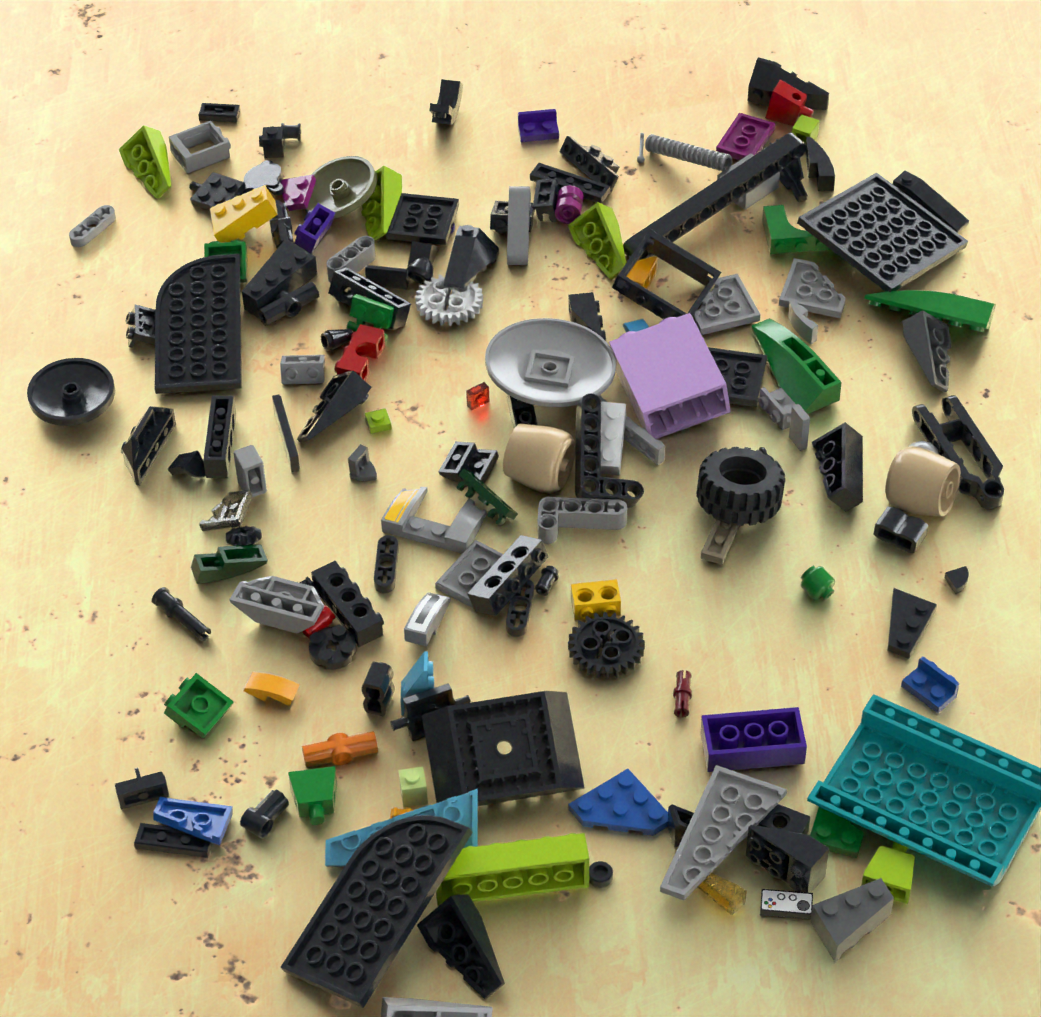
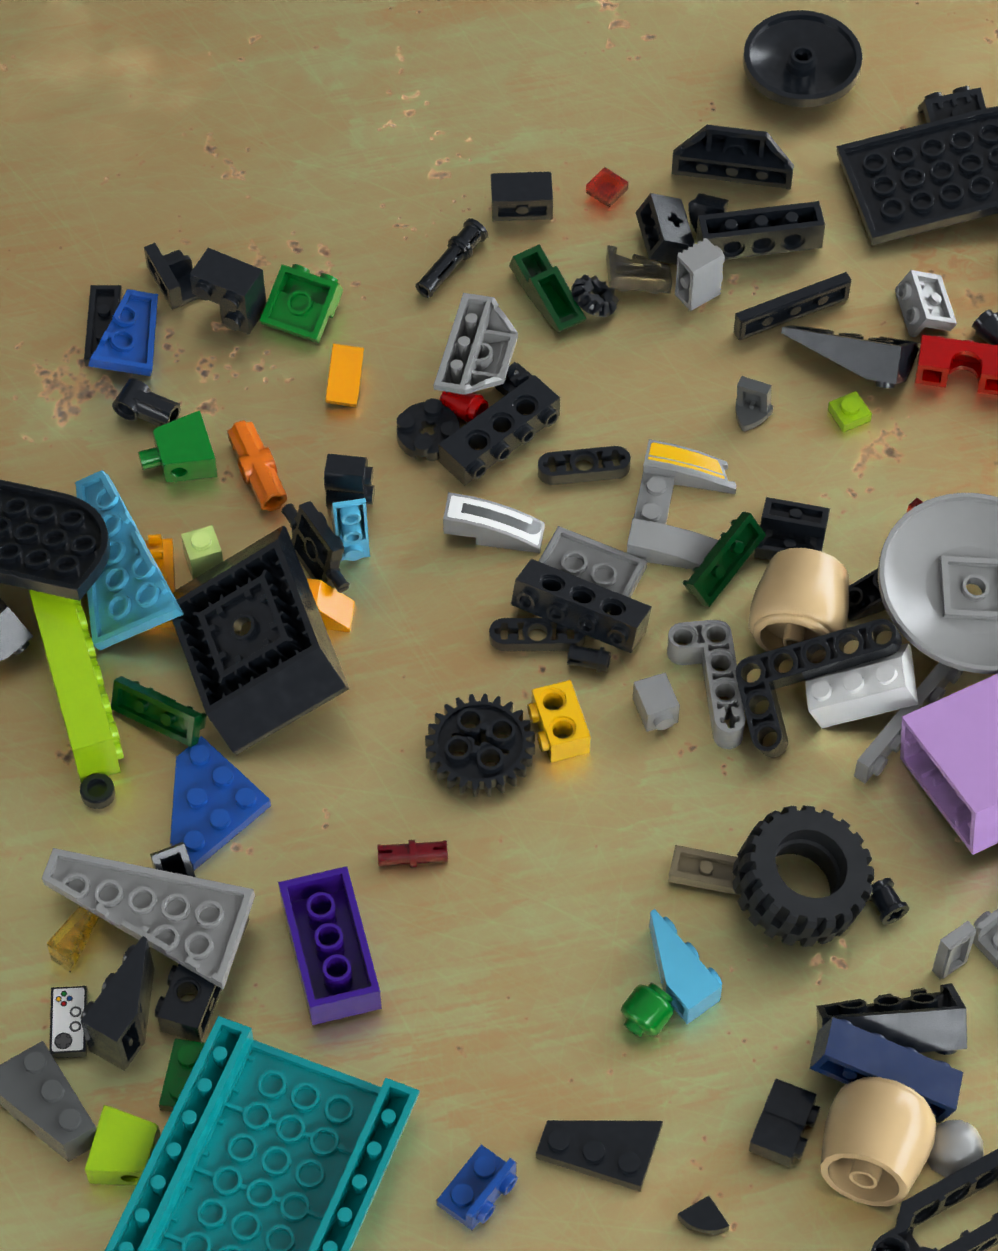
camera: 80 degrees right, 10 degrees up
(140, 562) = (522, 196): none -> black panel
(145, 517) = (607, 187): none -> clear red plate
(180, 739) = (233, 286): none -> black brick
(199, 487) = (664, 227): none -> black brick
(551, 818) = (157, 711): none -> dark green plate
(591, 548) = (656, 702): none -> light grey brick
(788, 563) = (681, 971): none -> medium azure slope
(871, 474) = (853, 1053): none -> dark blue brick

